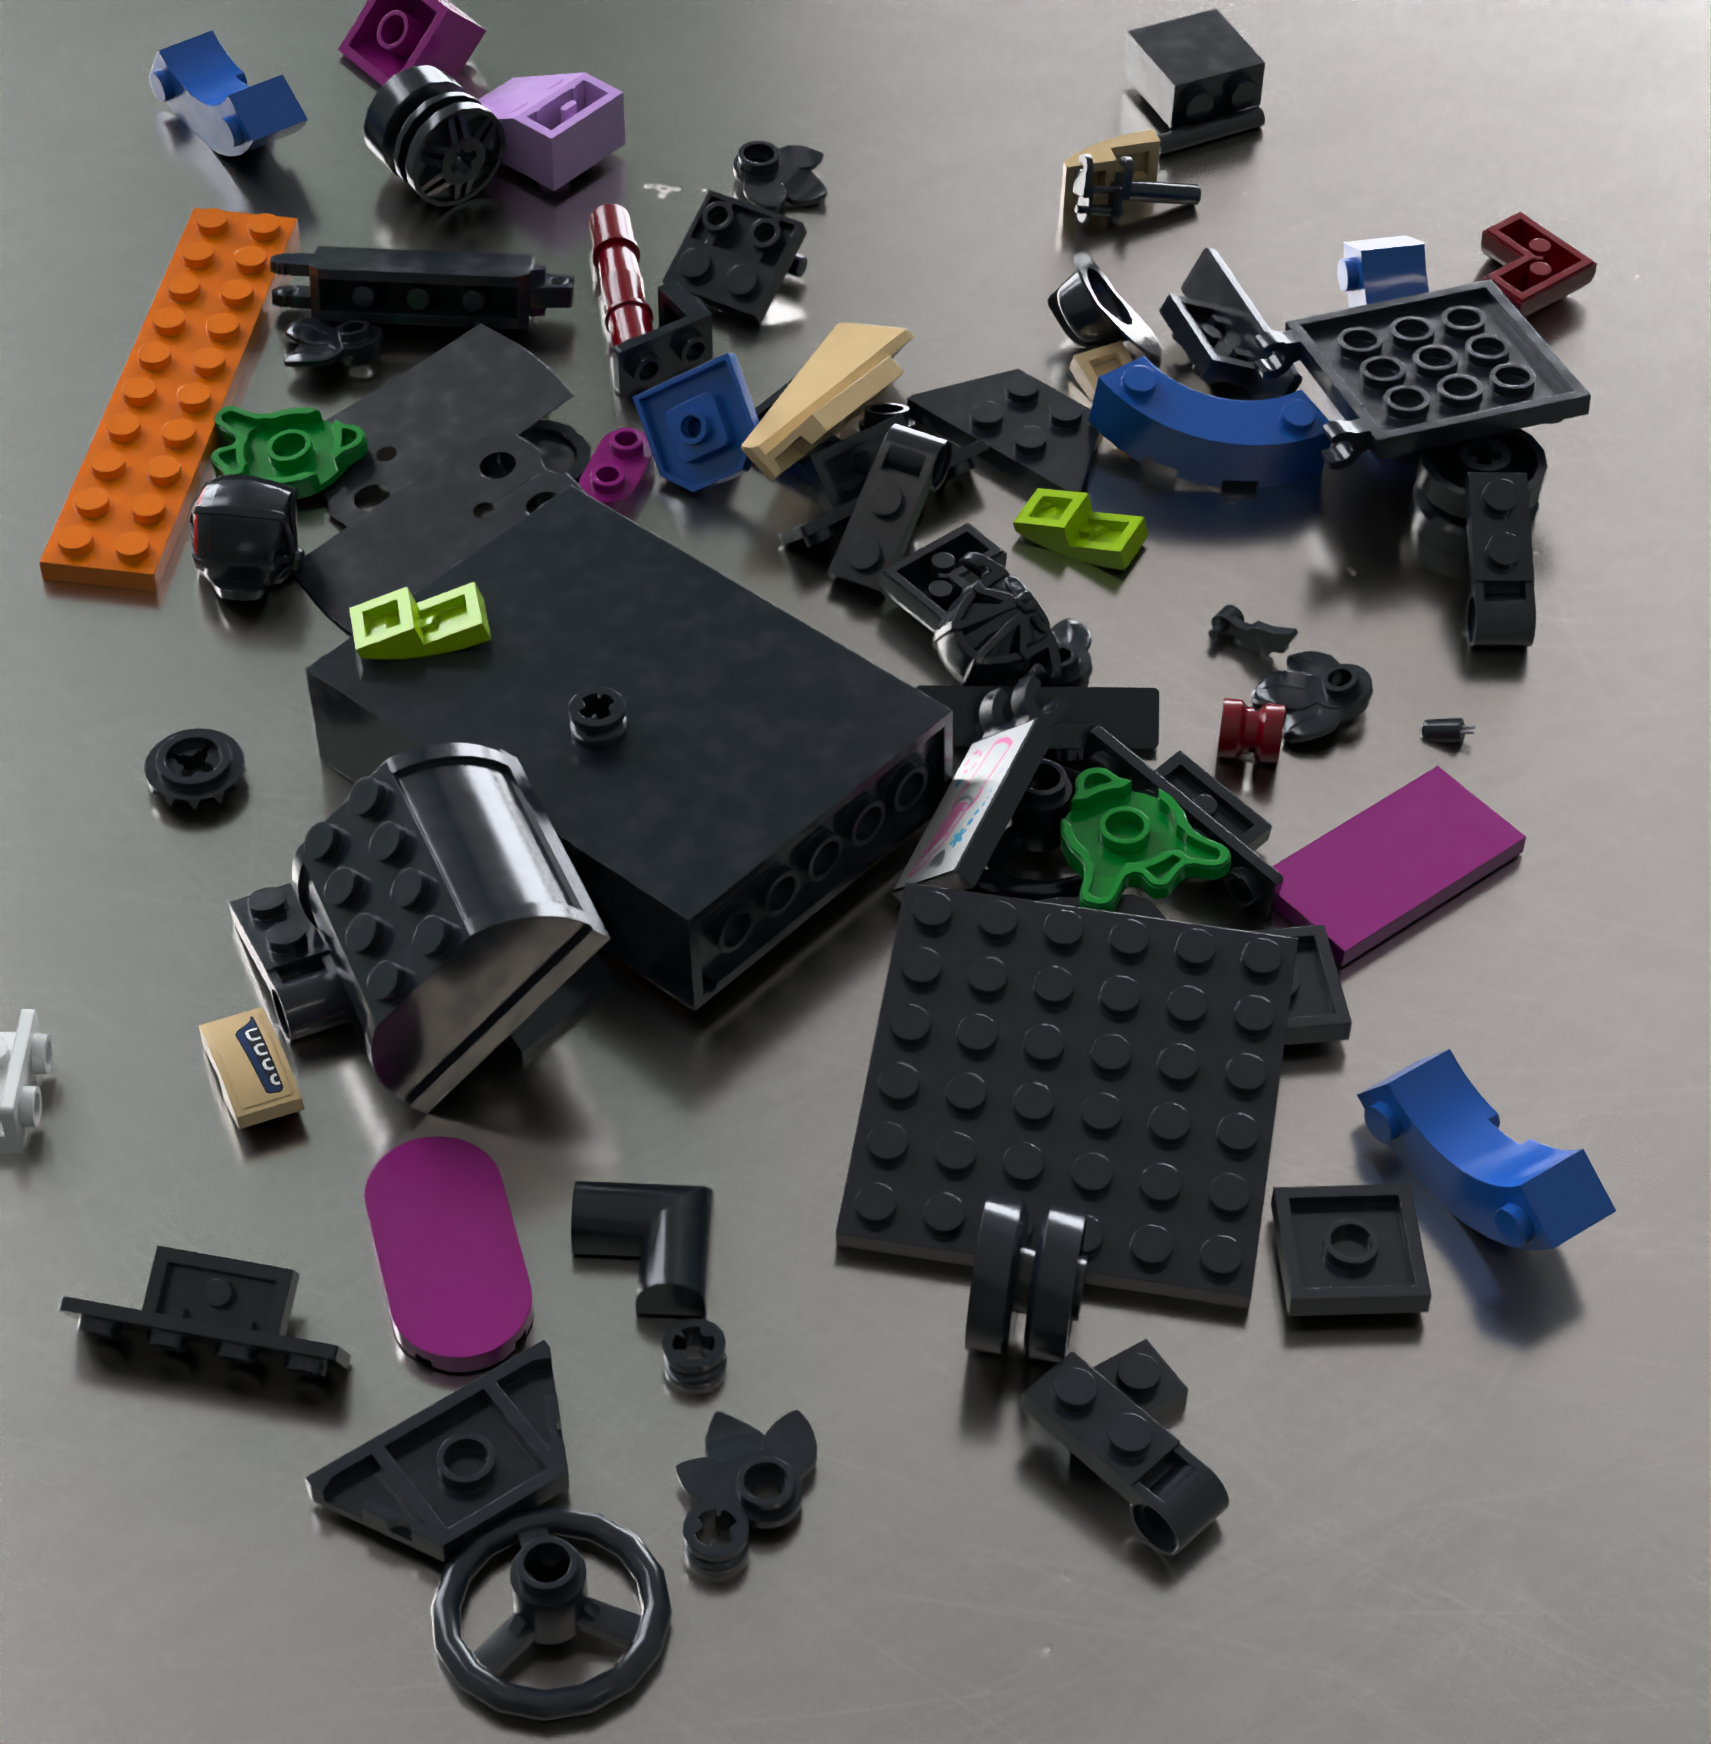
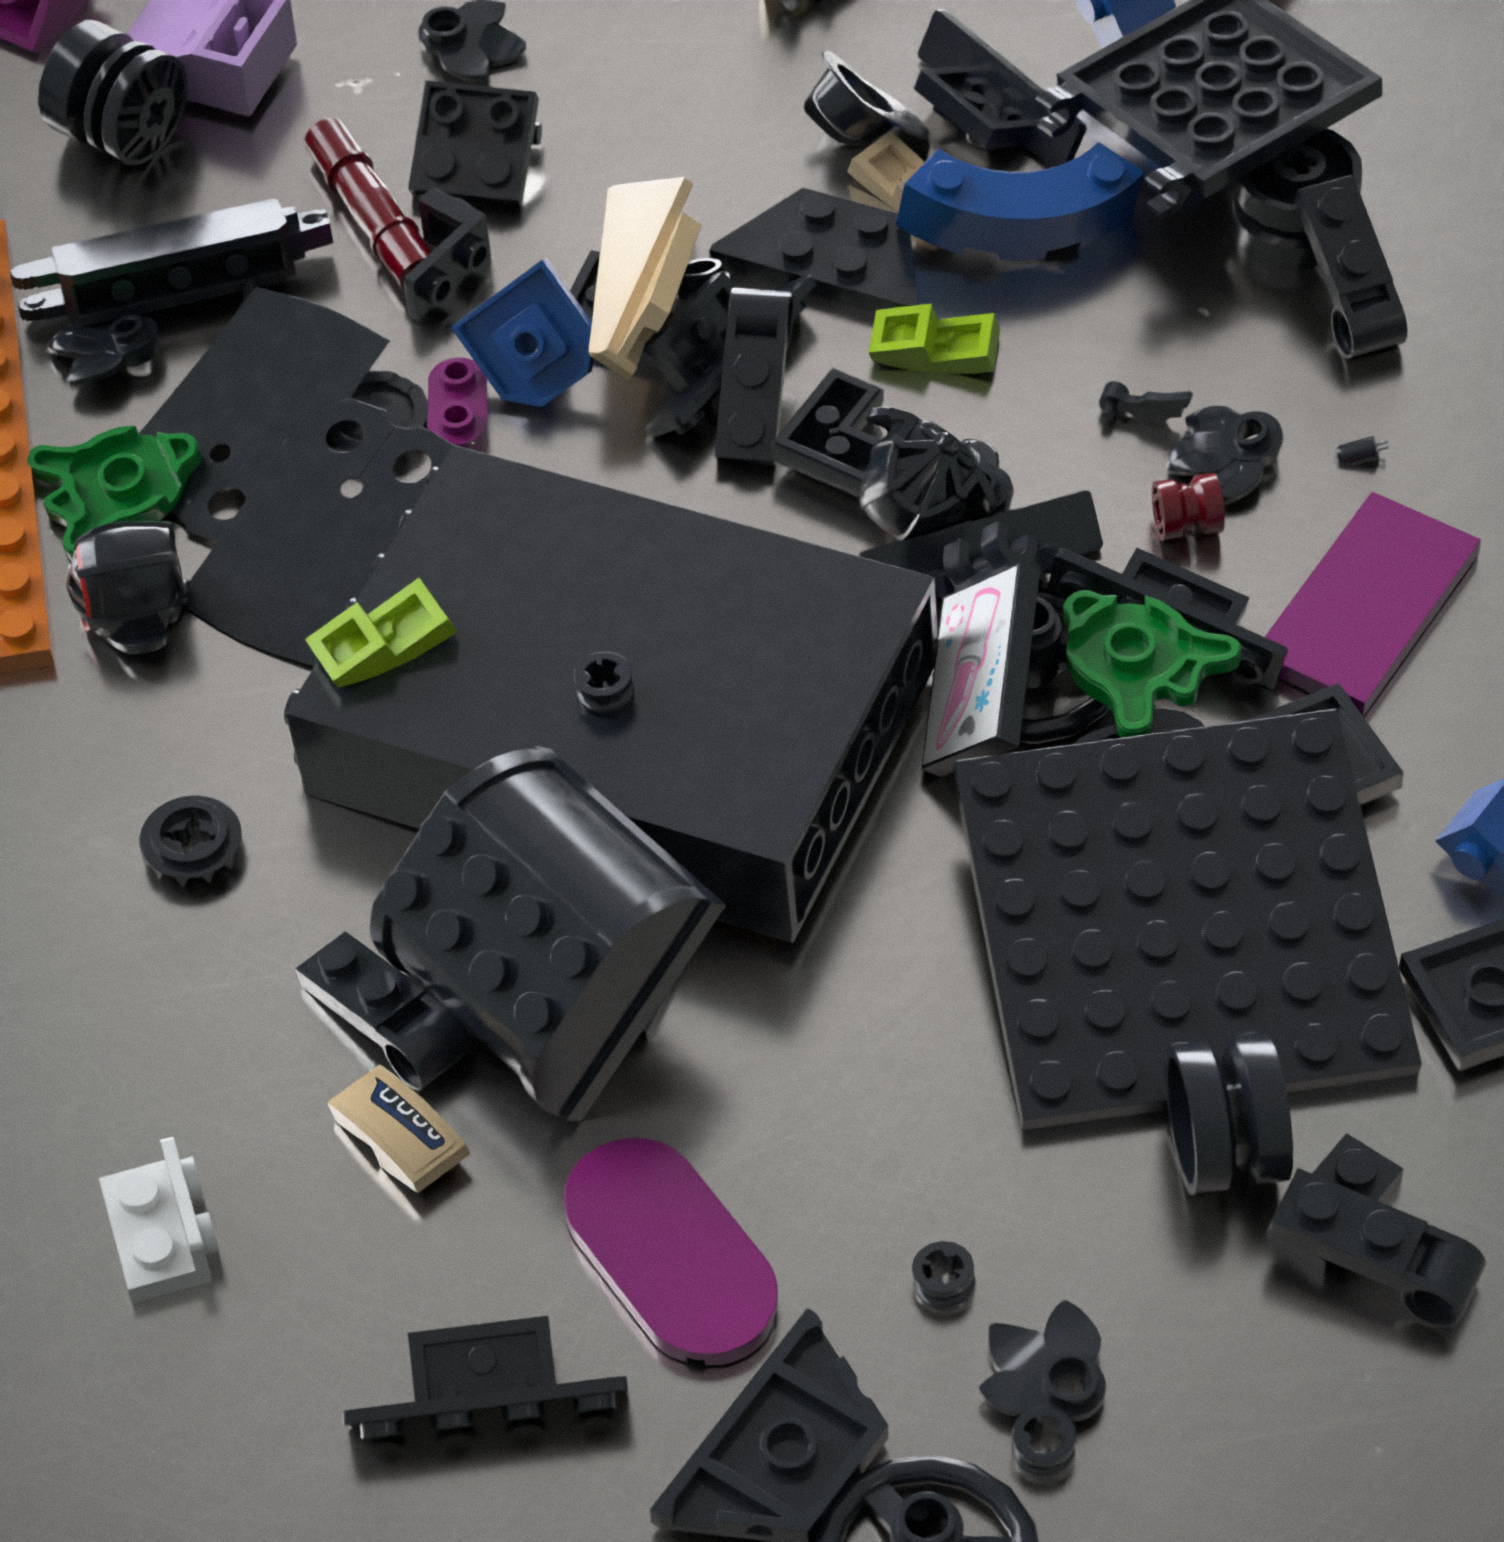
camera: 15 degrees left, 5 degrees up
(660, 1224) = (856, 1163): black brick -> none

